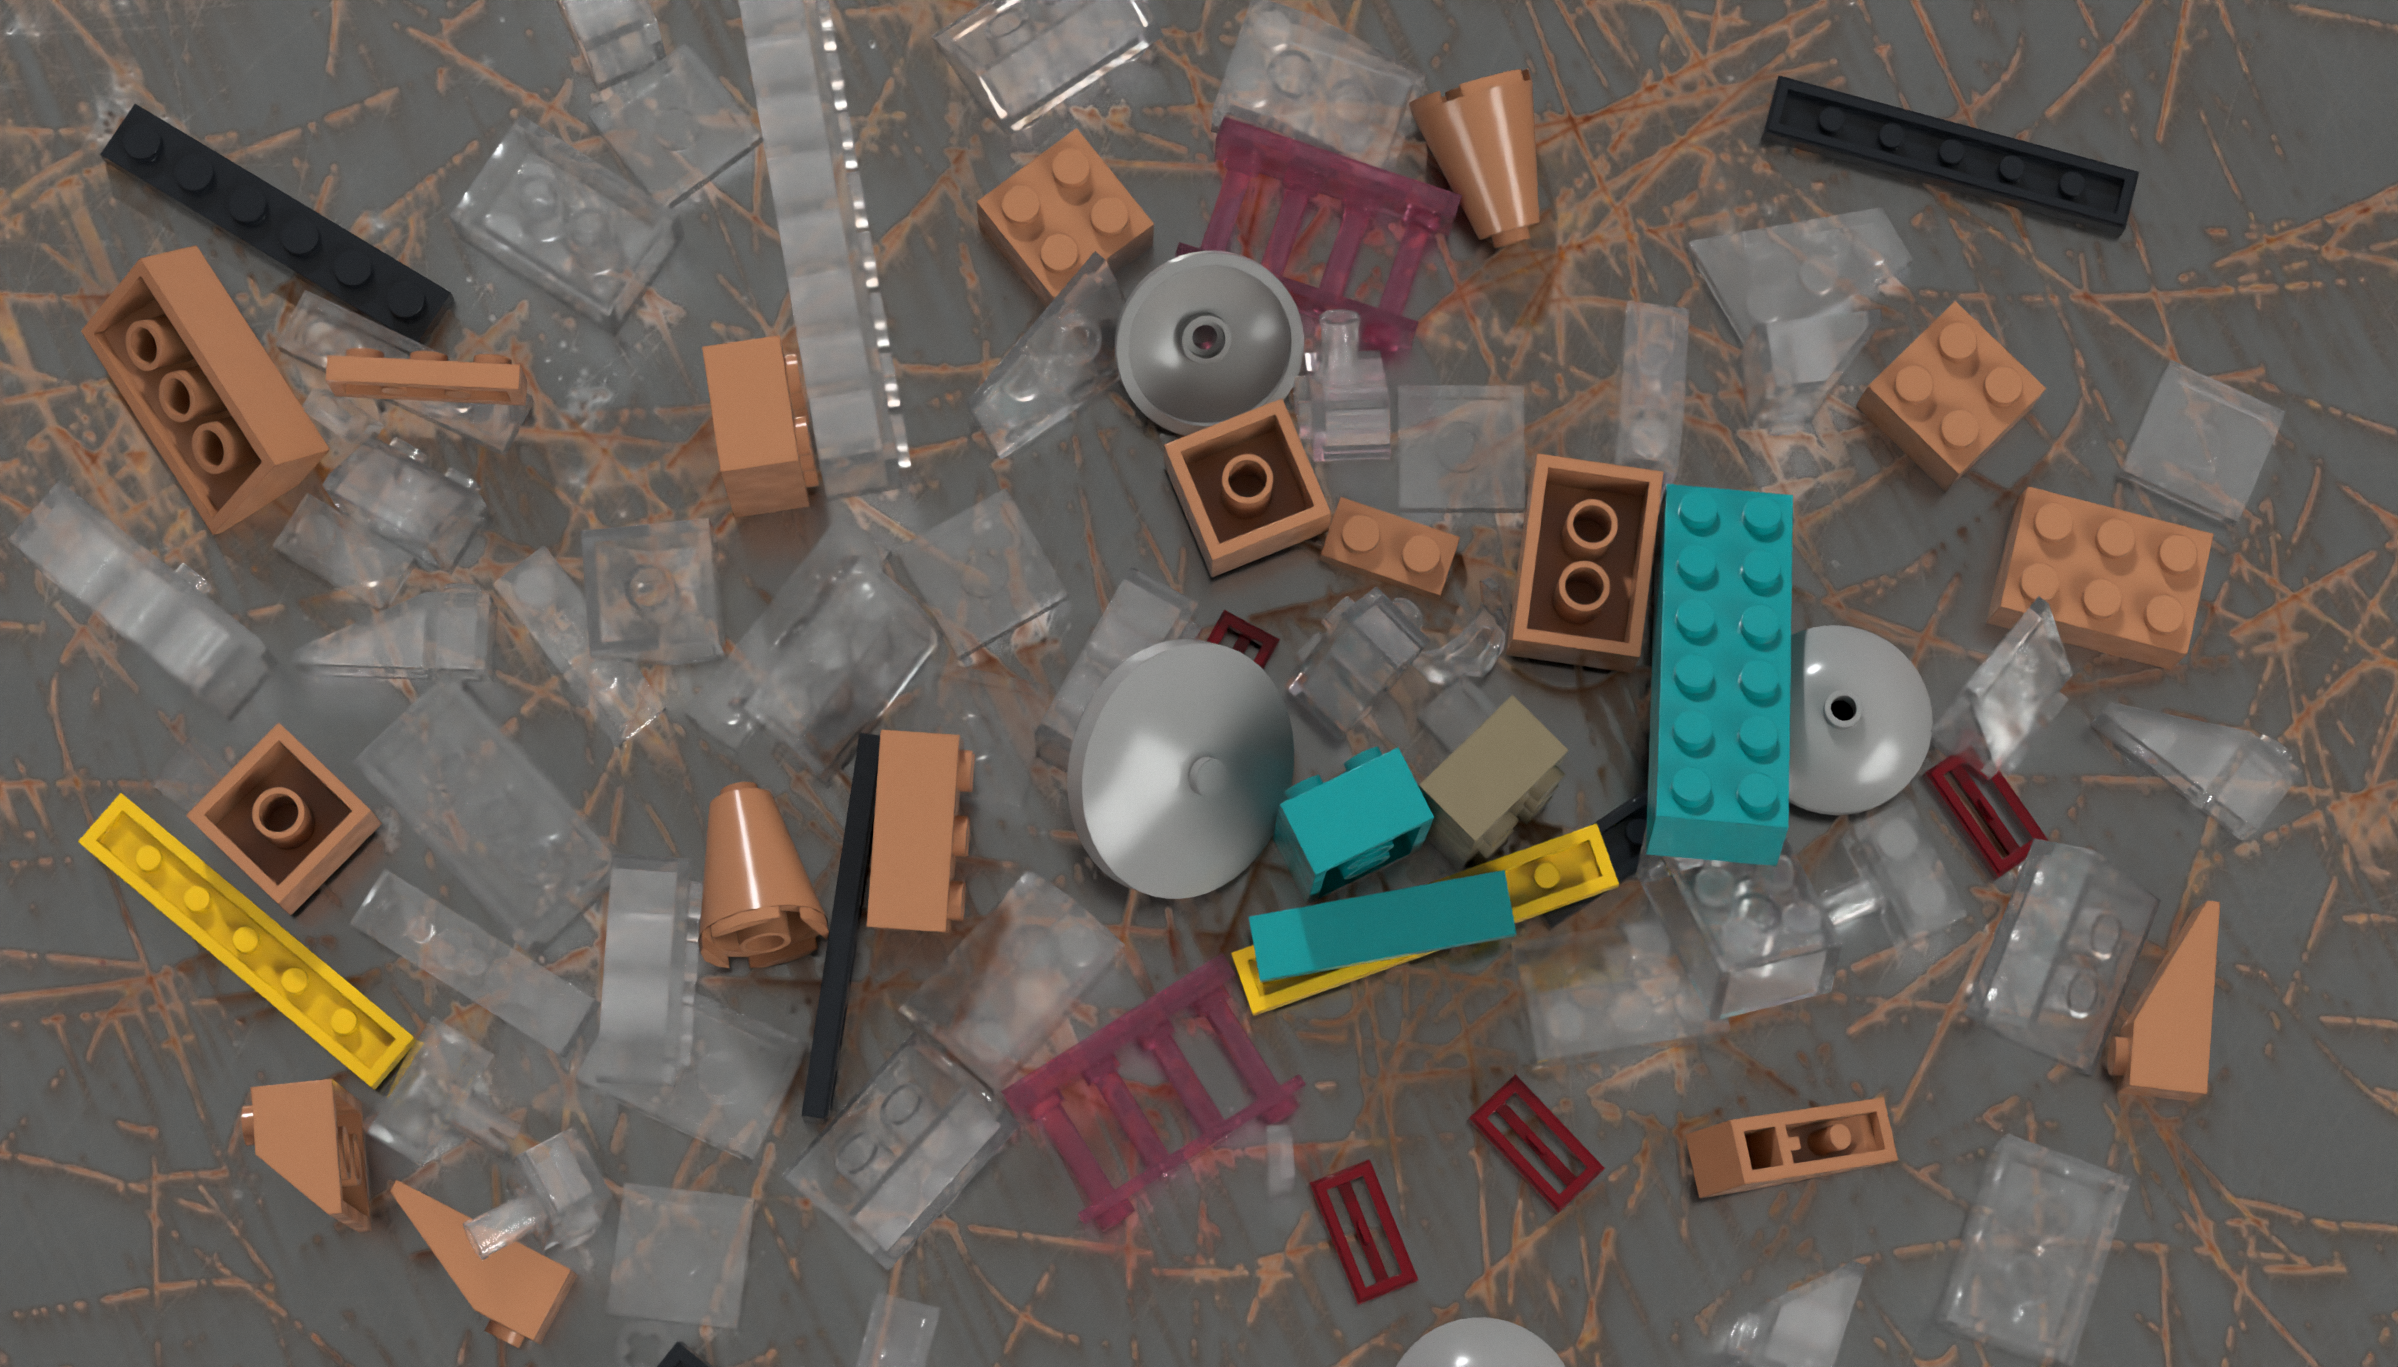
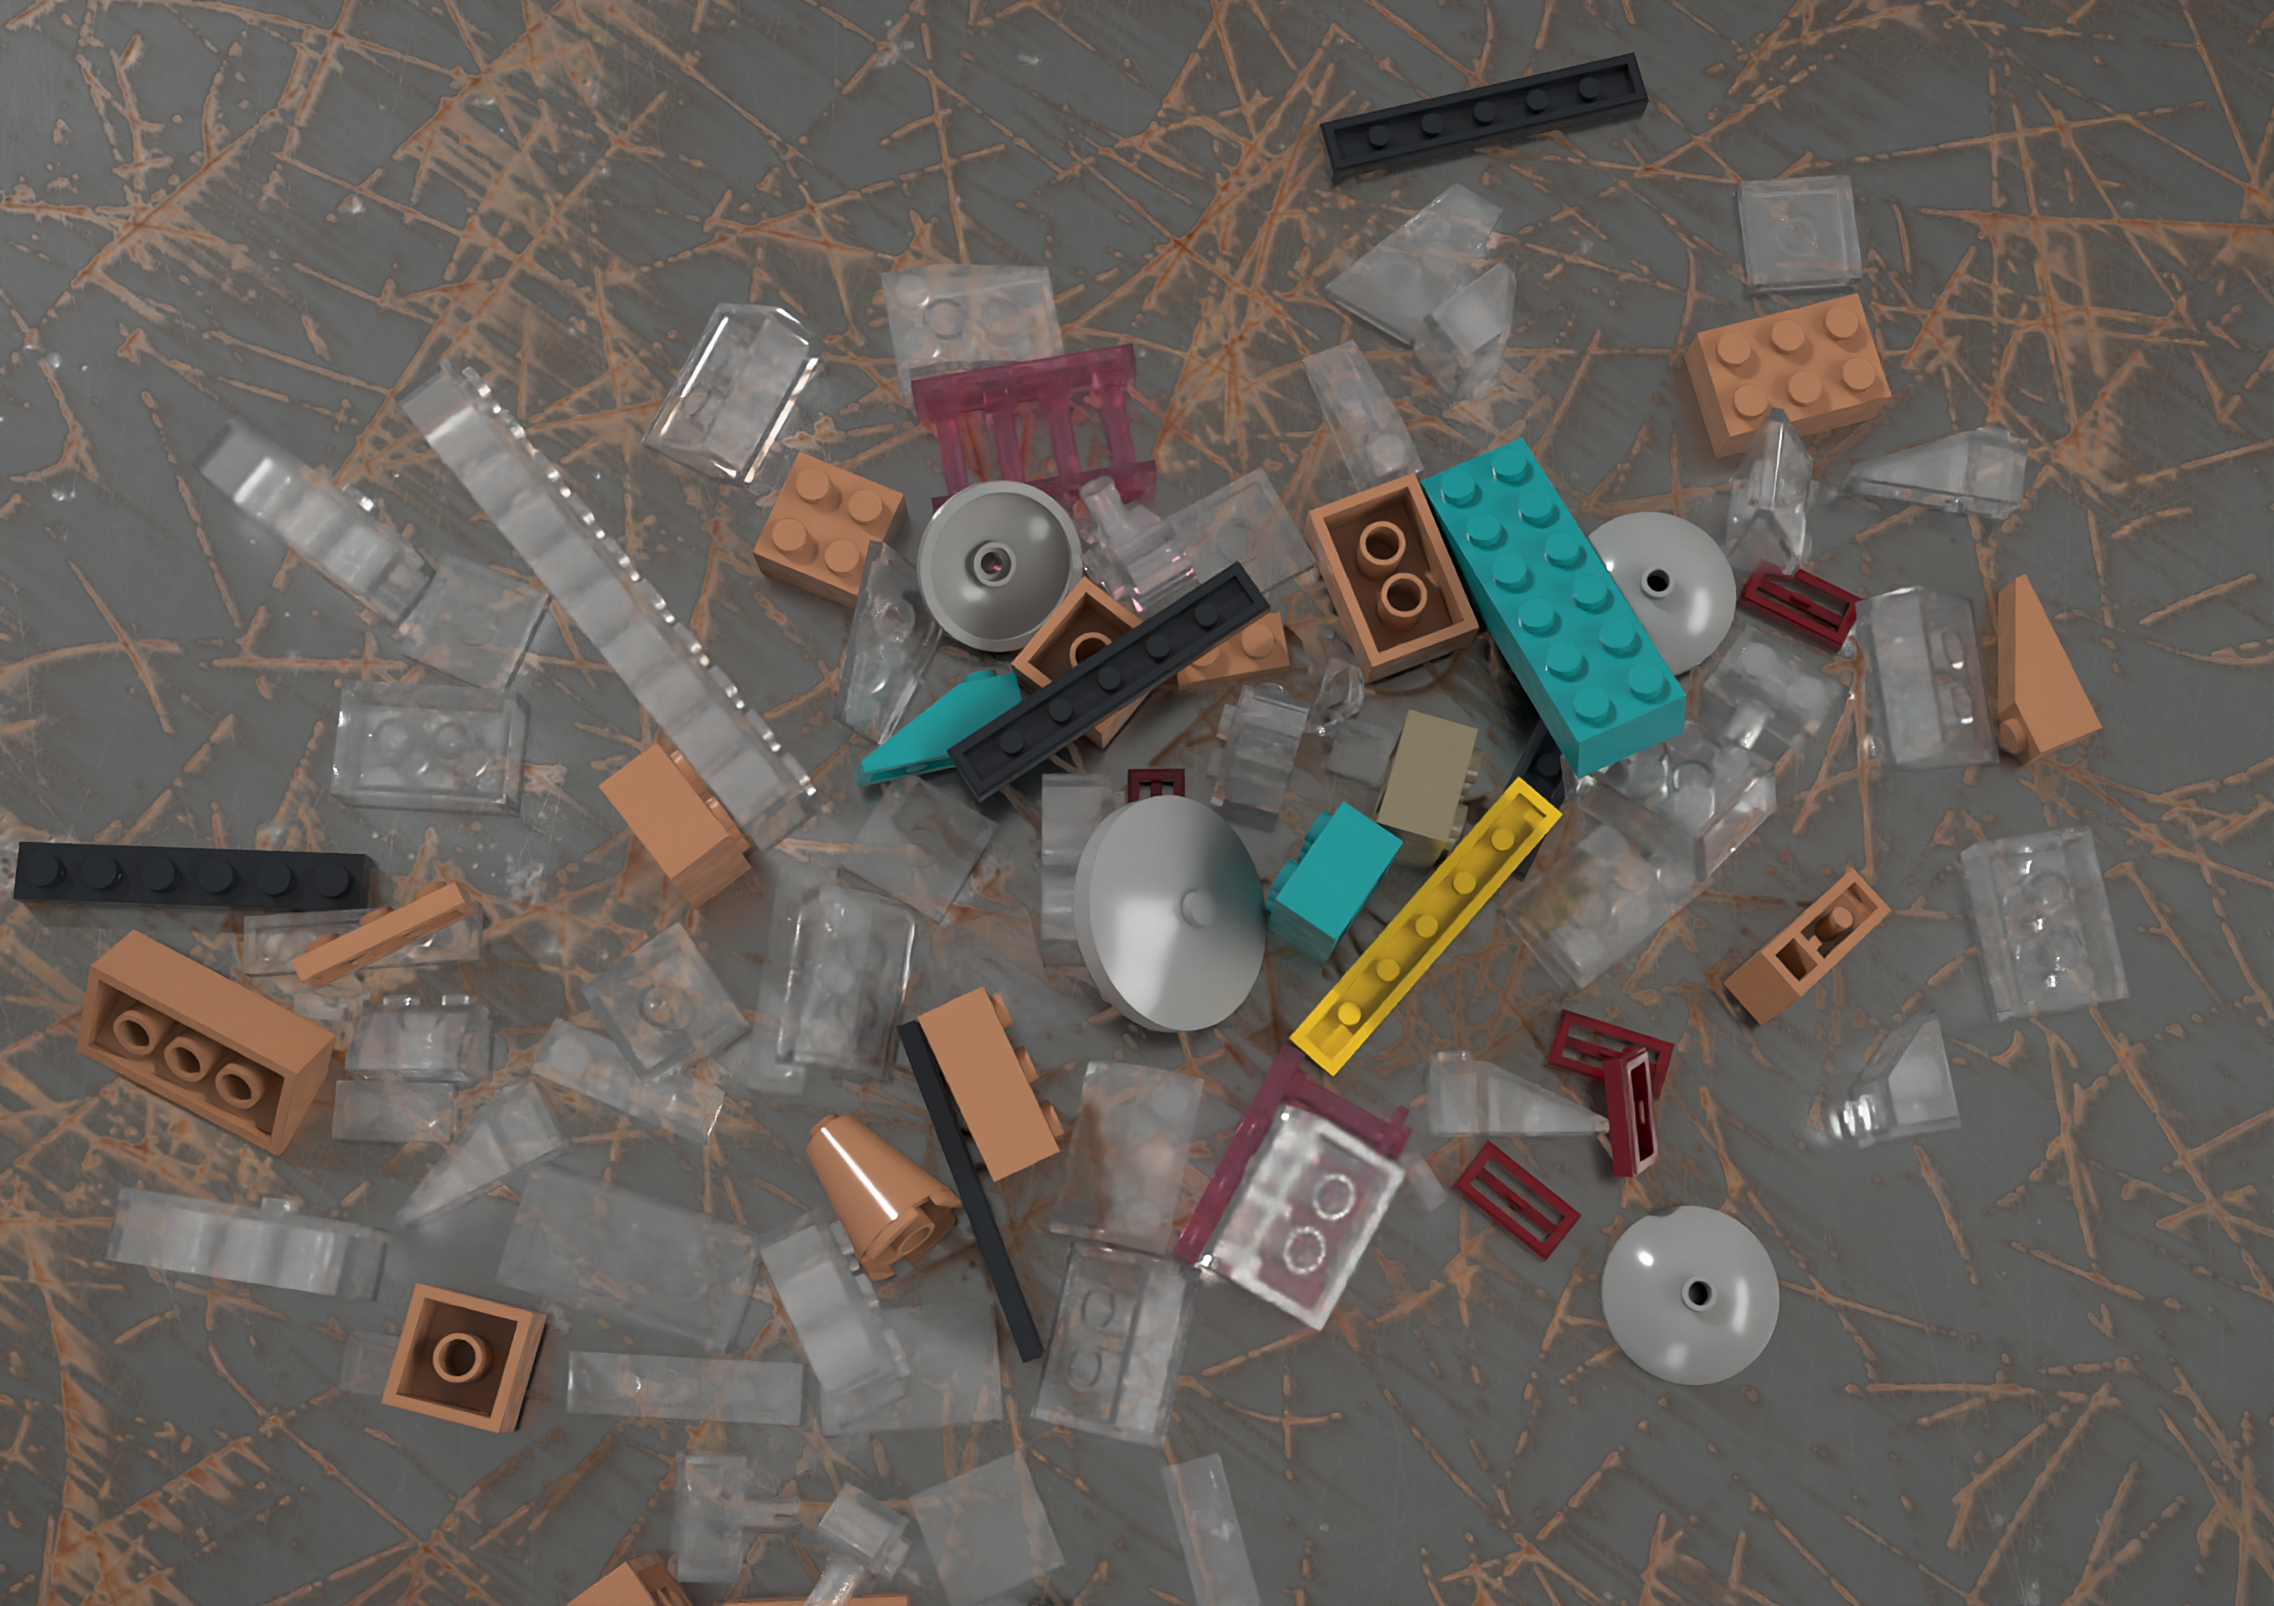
camera: 25 degrees left, 0 degrees up
(247, 941) = (488, 1473): yellow plate -> none
(1085, 481) = (924, 741): none -> teal slope
(1143, 1124) = (1302, 1216): none -> clear slope
(1248, 512) = (1108, 681): none -> black tile
(1382, 926) = (1398, 950): teal tile -> none
(1390, 1122) = (1487, 1101): none -> clear slope
(1487, 151) = (1131, 299): nougat cone -> none
(1520, 1205) = (1630, 1111): none -> dark red tile
(1950, 396) = (1594, 298): nougat brick -> none

